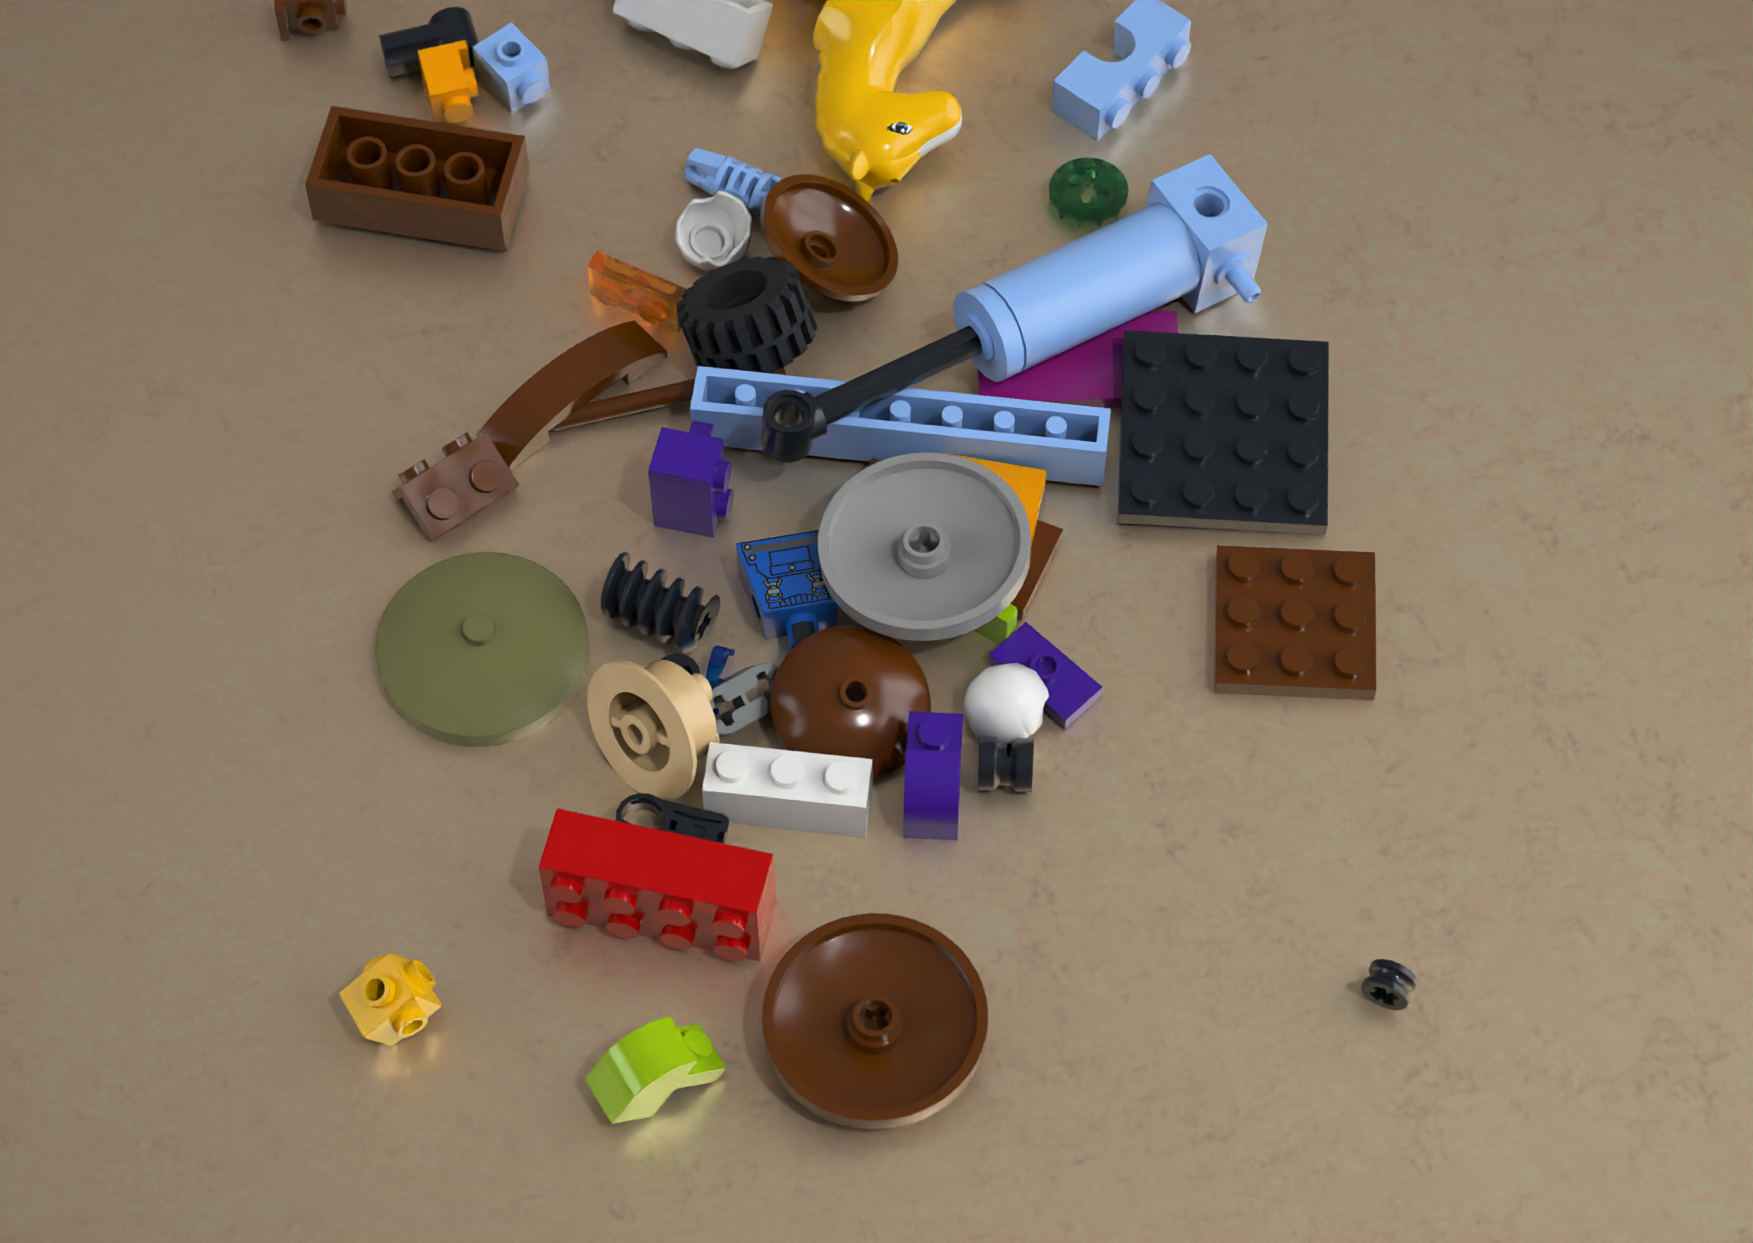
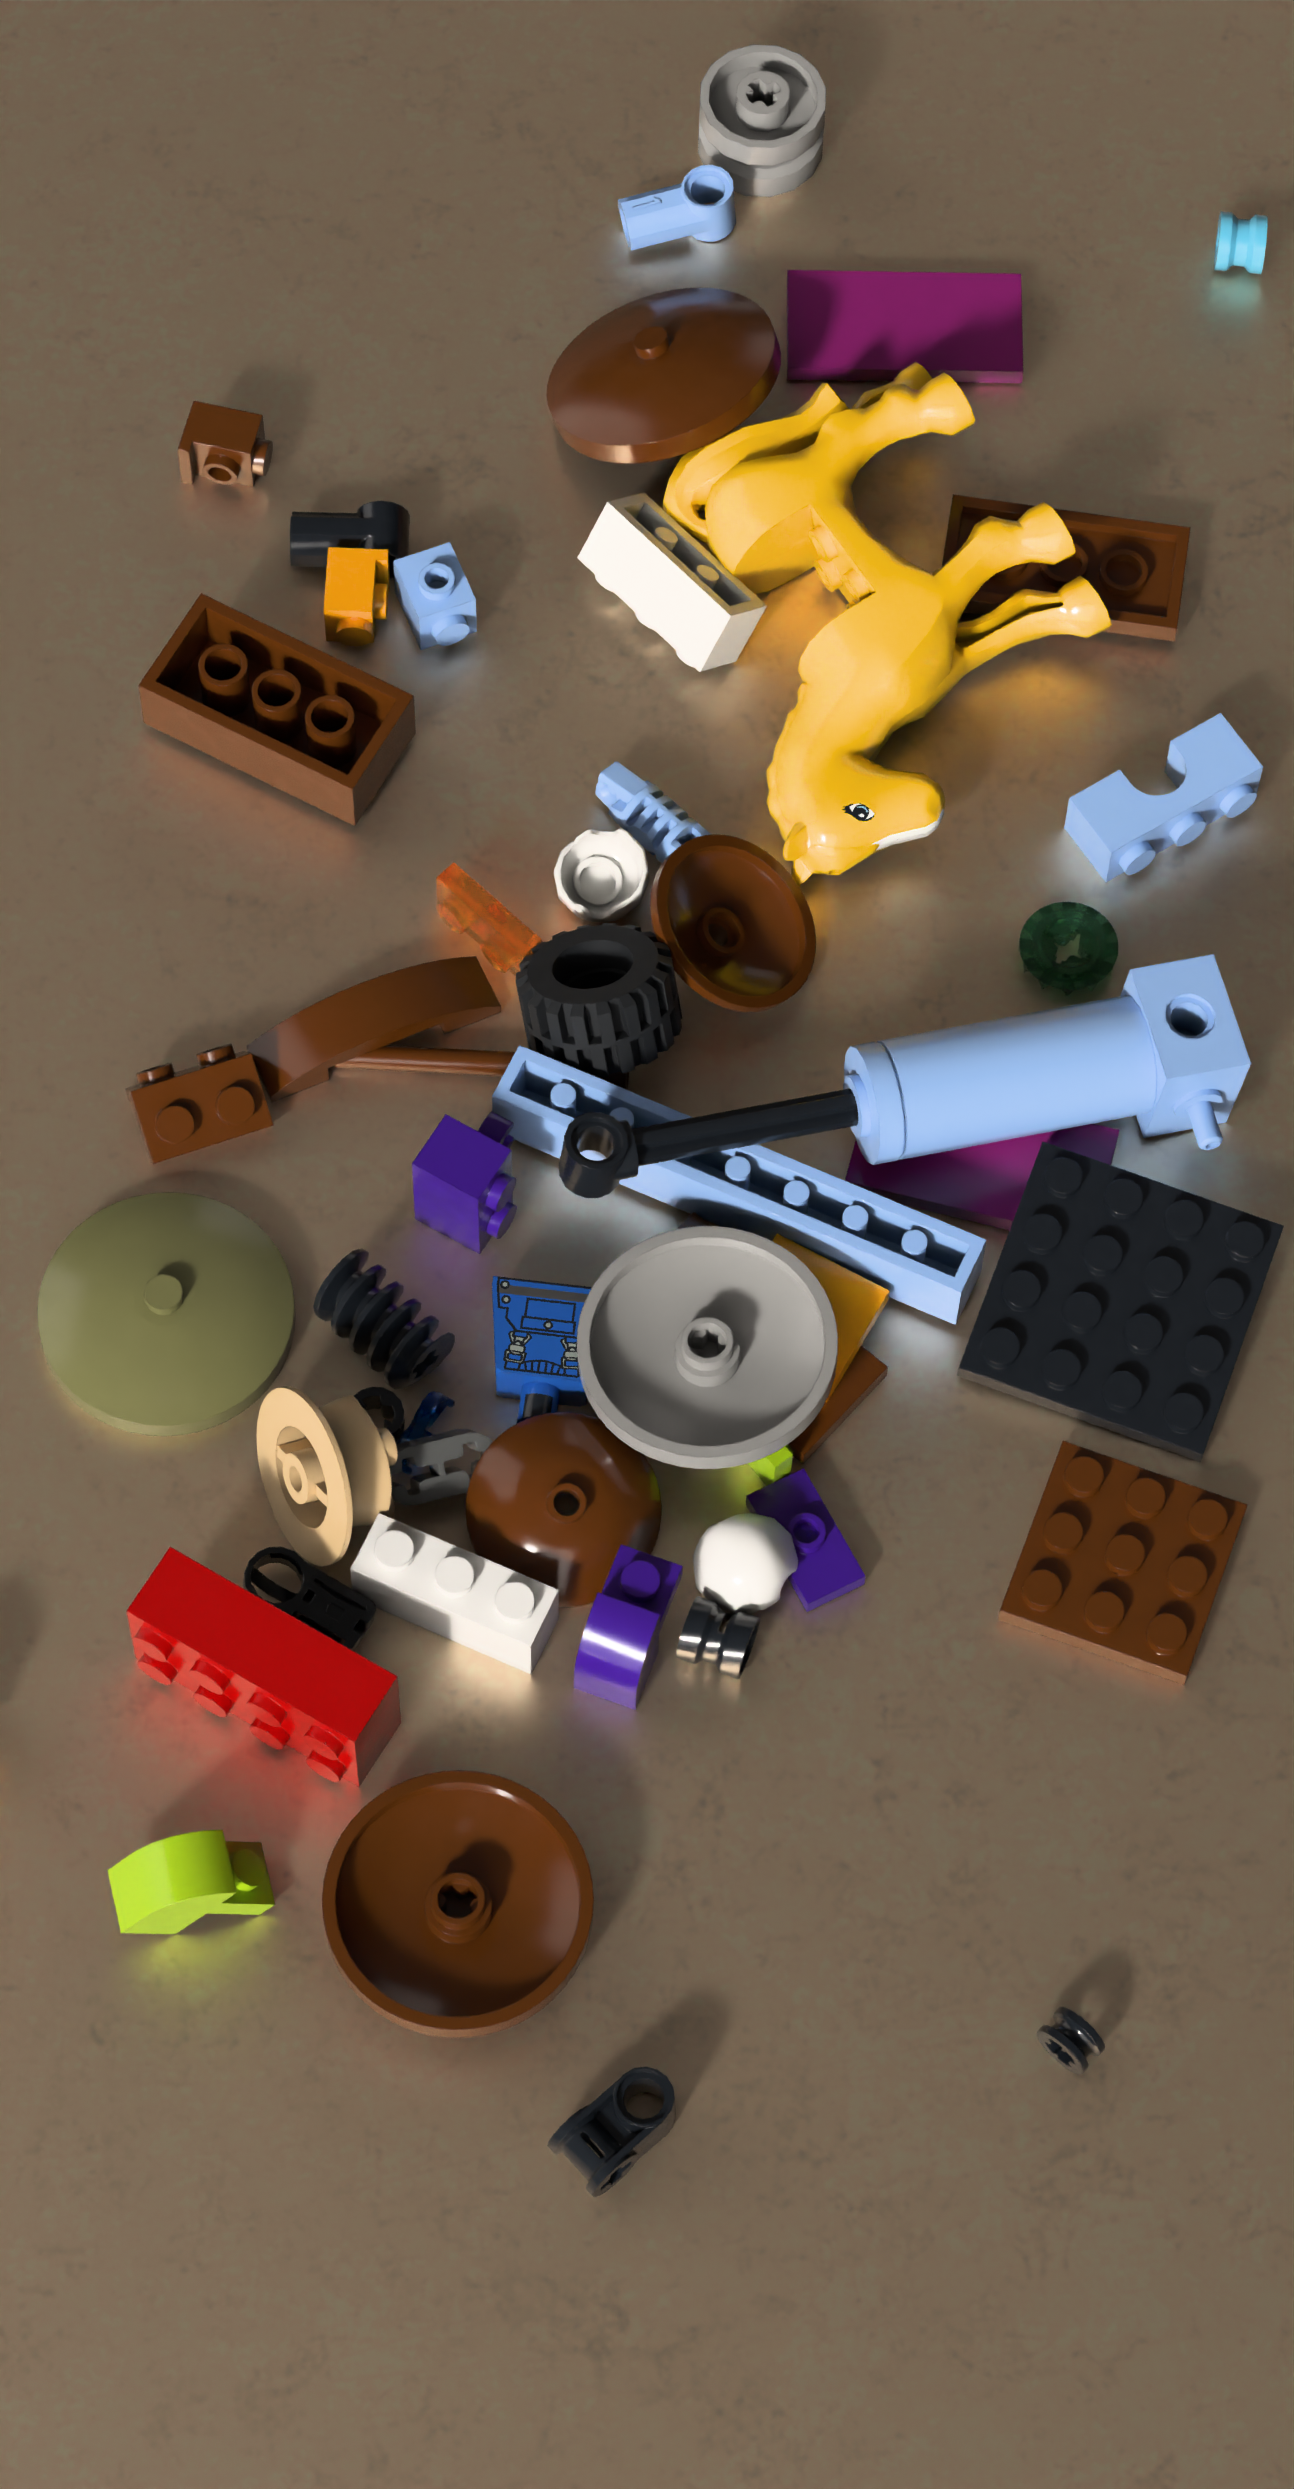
camera: 15 degrees right, 5 degrees up
(1055, 1164) = (613, 2131): none -> black piece

